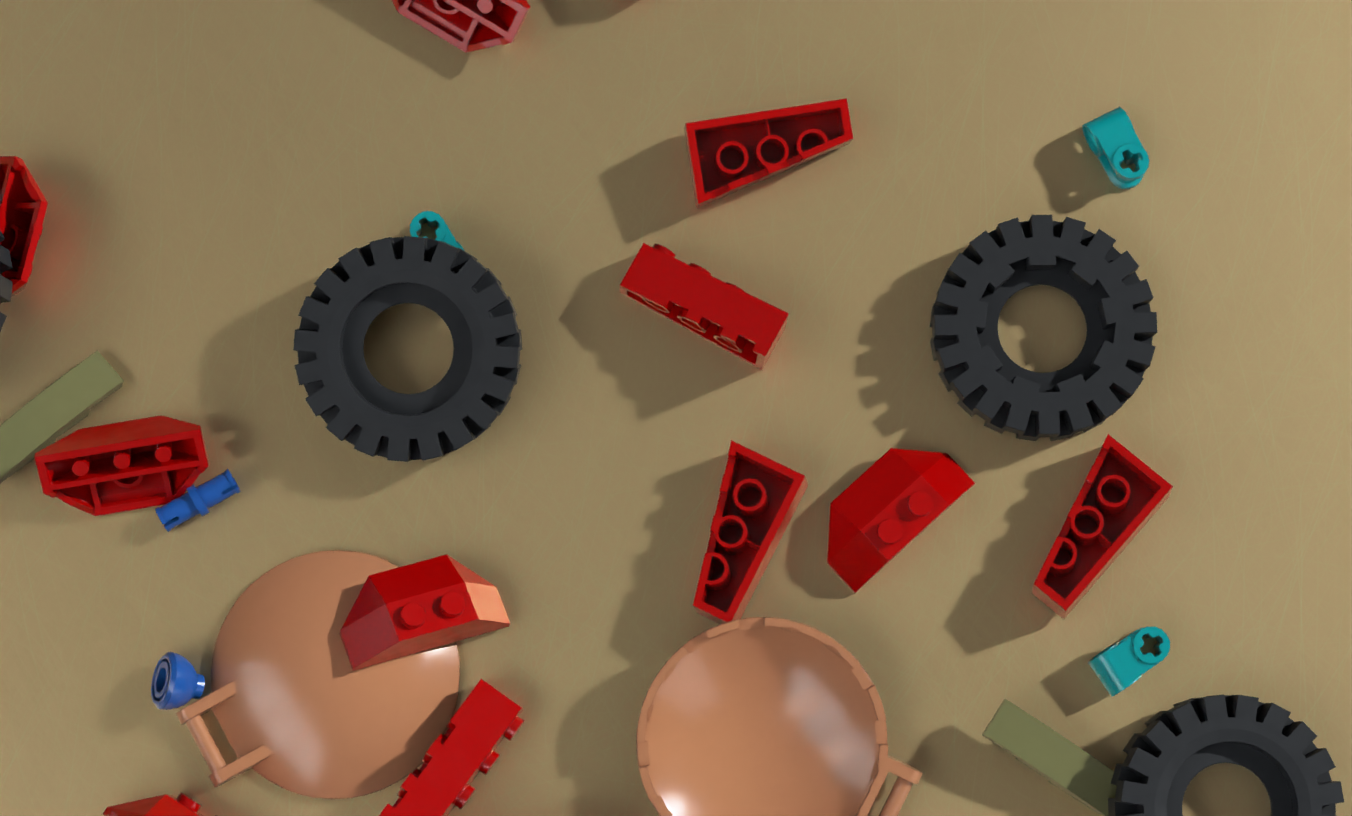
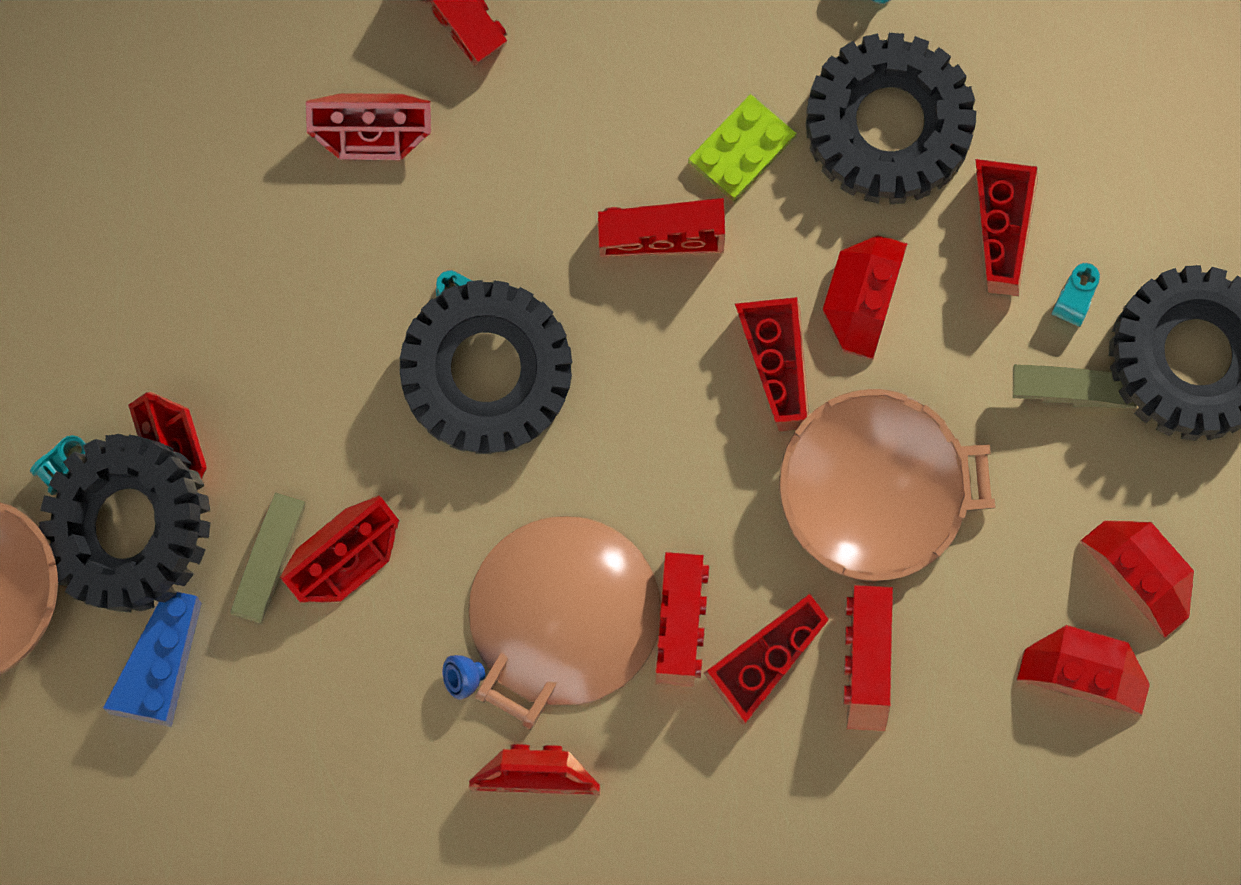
camera: 25 degrees left, 5 degrees down
(197, 500) = (403, 550): blue pin -> none
(419, 610) = (596, 533): red wedge -> none
(751, 147) = (631, 109): red wedge -> none
(855, 262) = (742, 147): none -> lime plate

